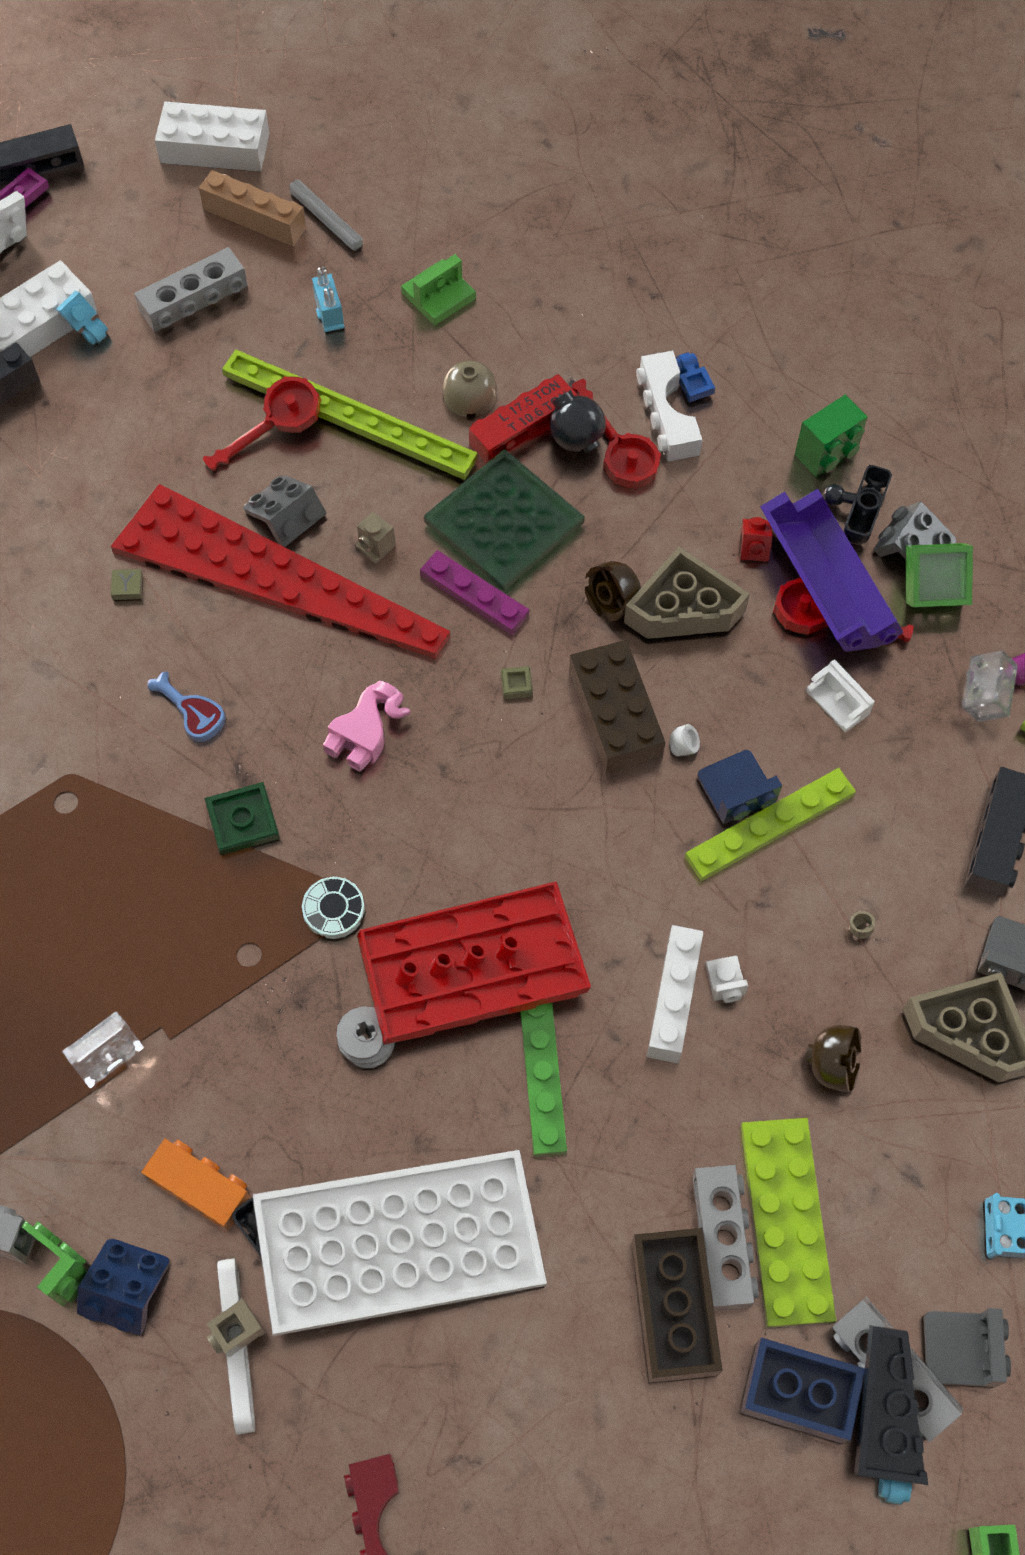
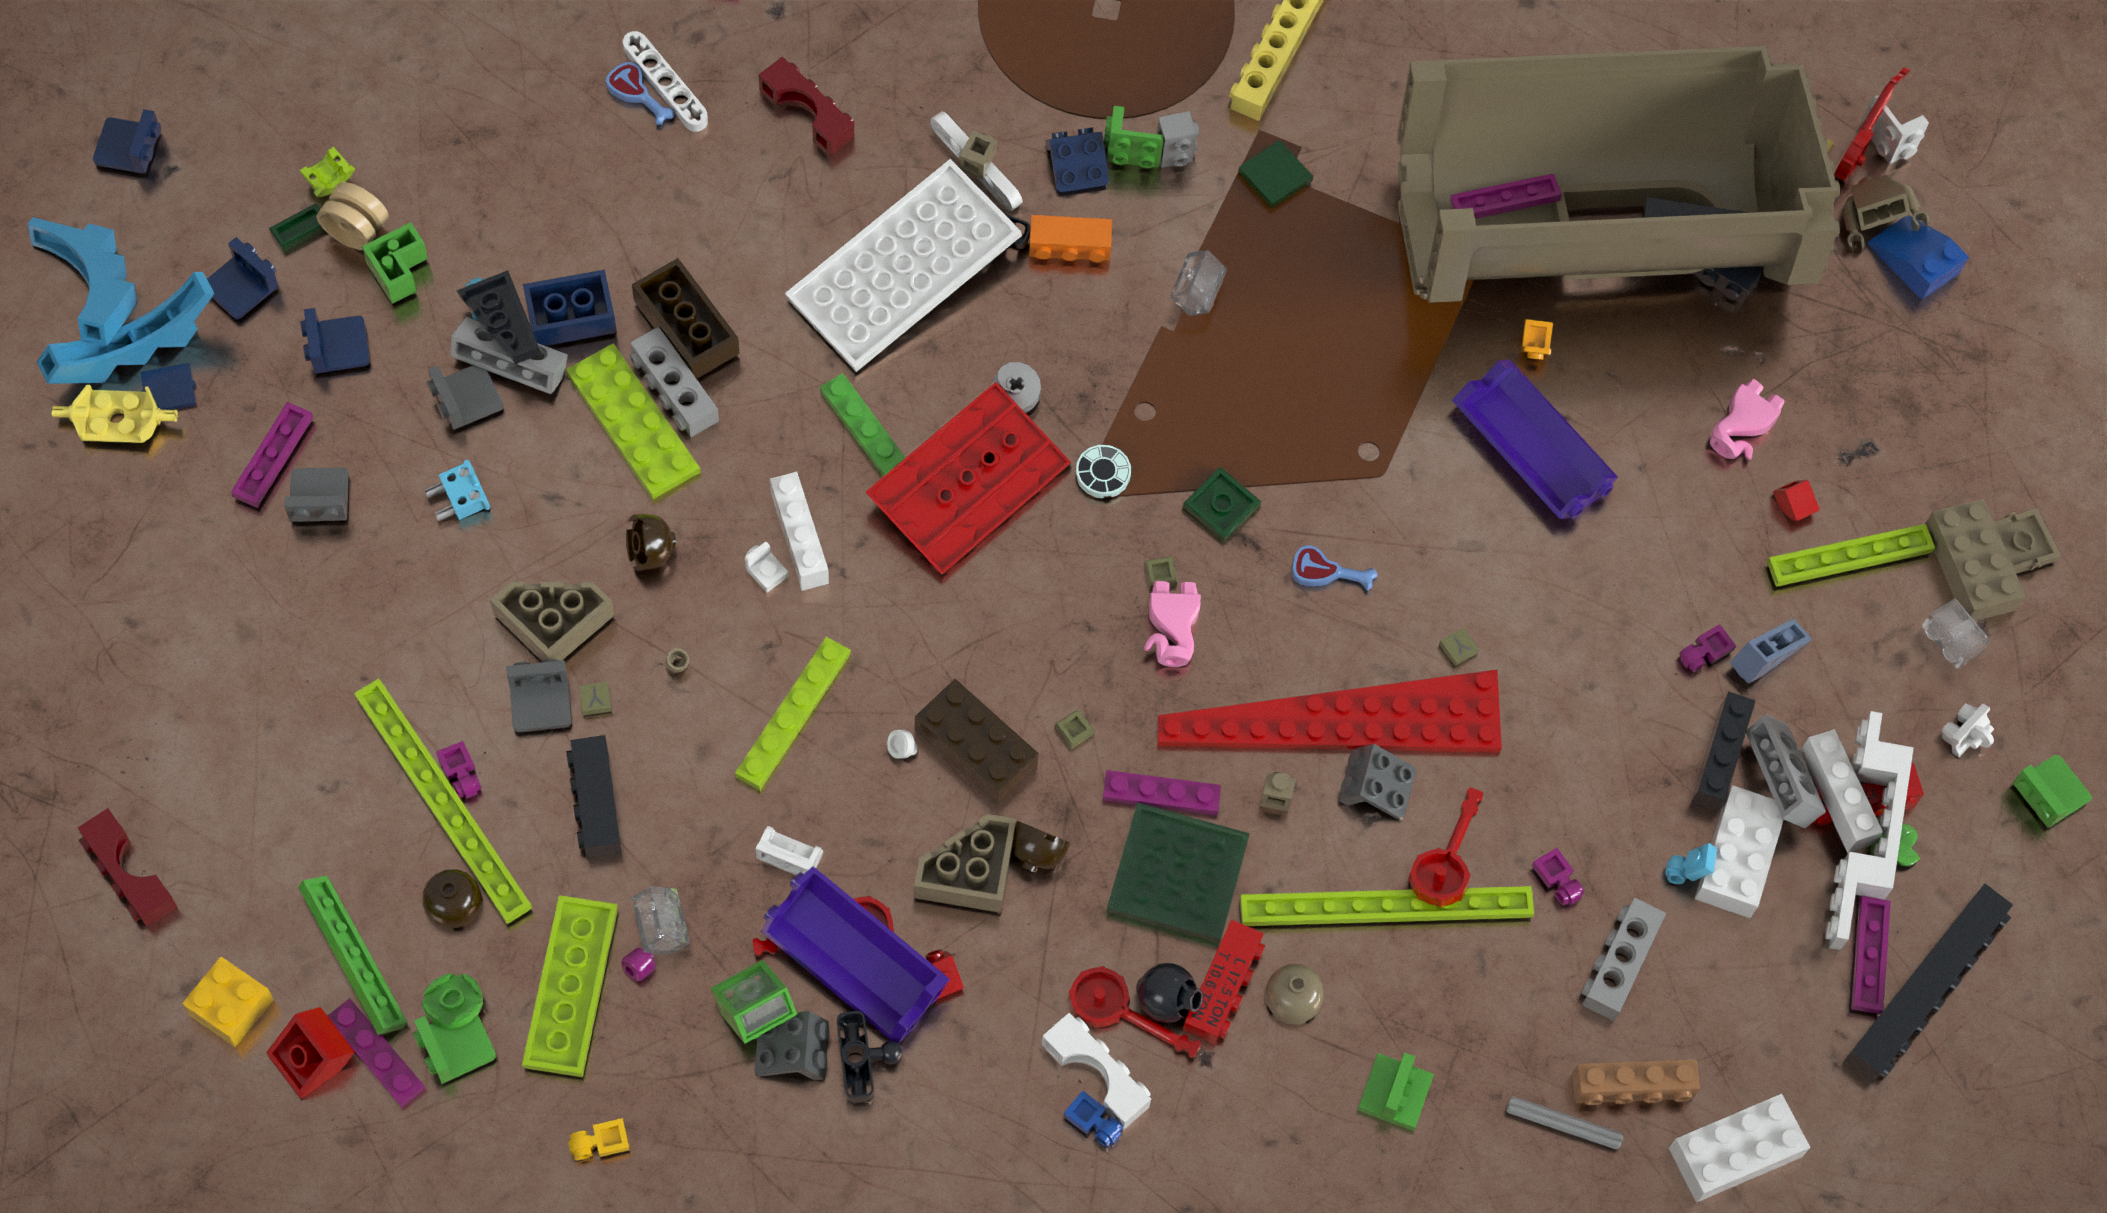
camera: 145 degrees right, 0 degrees up
(192, 370) = (1555, 870): none -> magenta plate
(327, 301) = (1486, 1011): medium azure piece -> none
(344, 783) = (1160, 570): none -> olive tile
(738, 786) = (835, 725): dark blue bracket -> none
(830, 436) = (924, 1102): green brick -> none
(959, 932) = (595, 698): none -> olive tile

